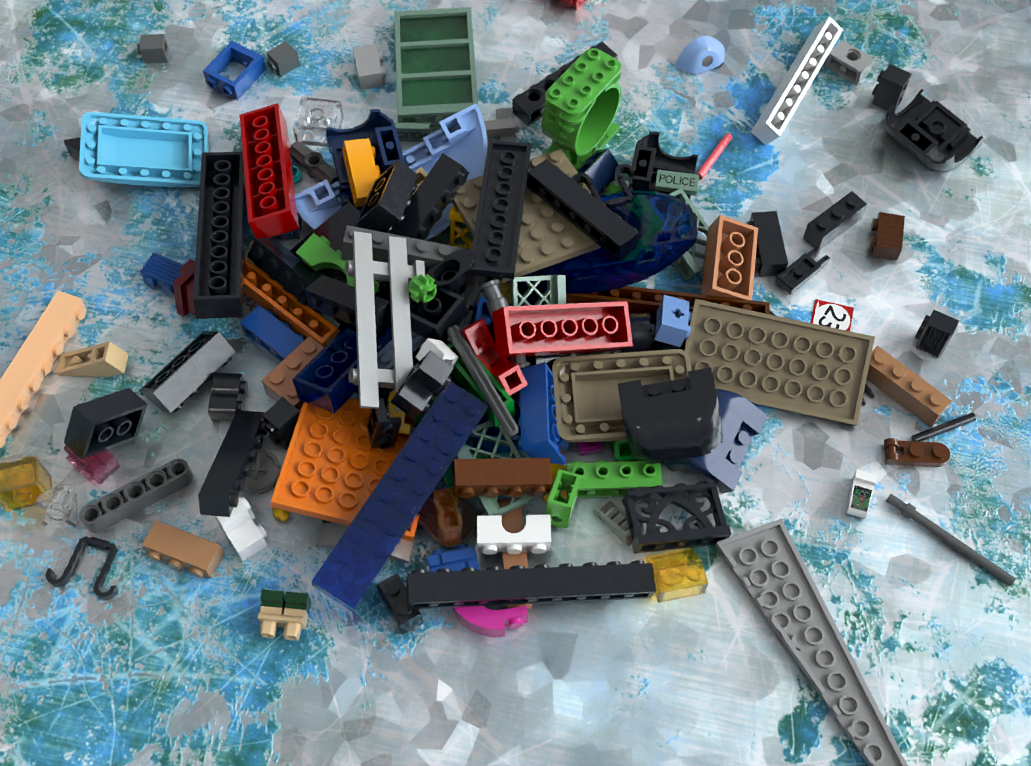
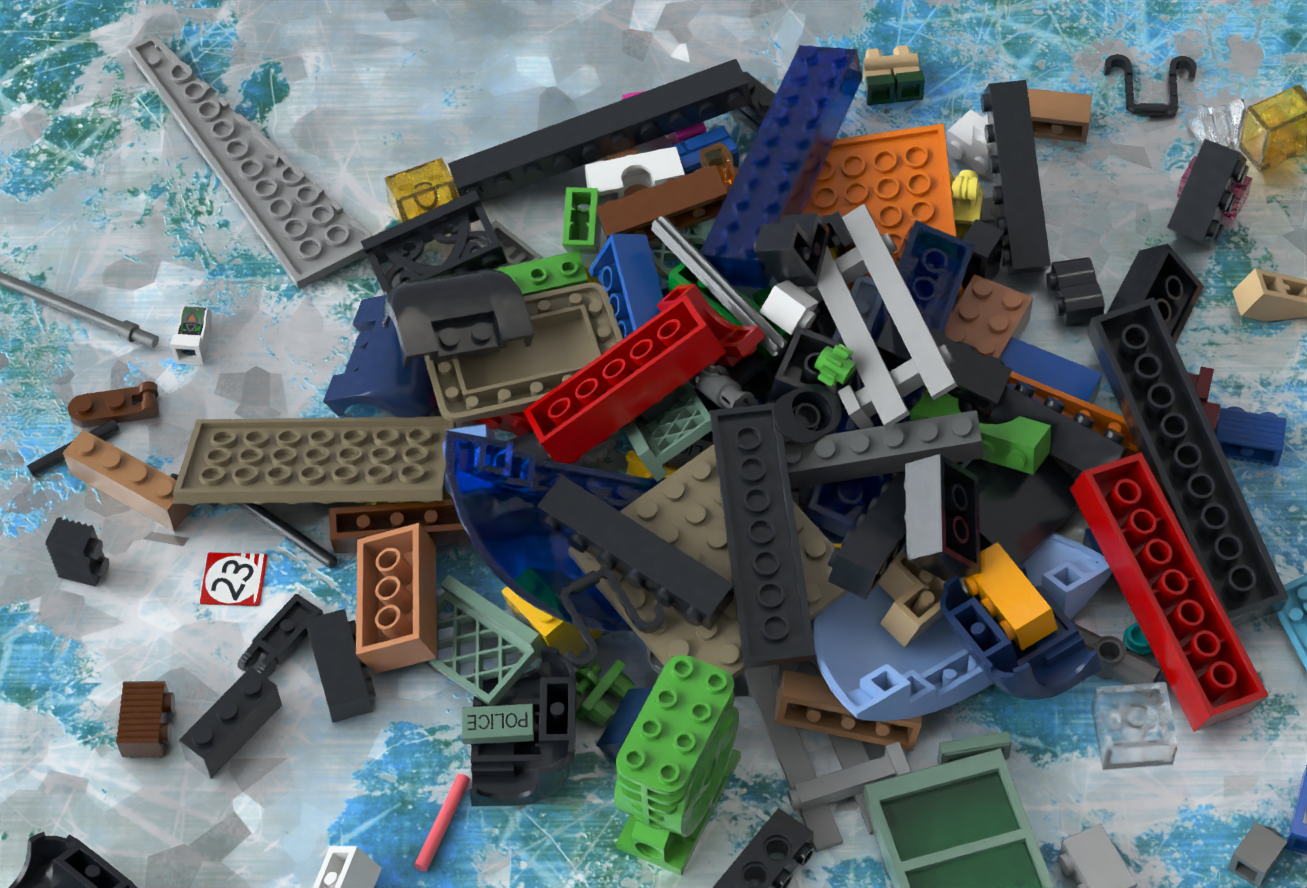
camera: 170 degrees right, 5 degrees down
(125, 494) = (1131, 158): dark grey beam -> none
(273, 460) = (966, 201): none -> light yellow brick

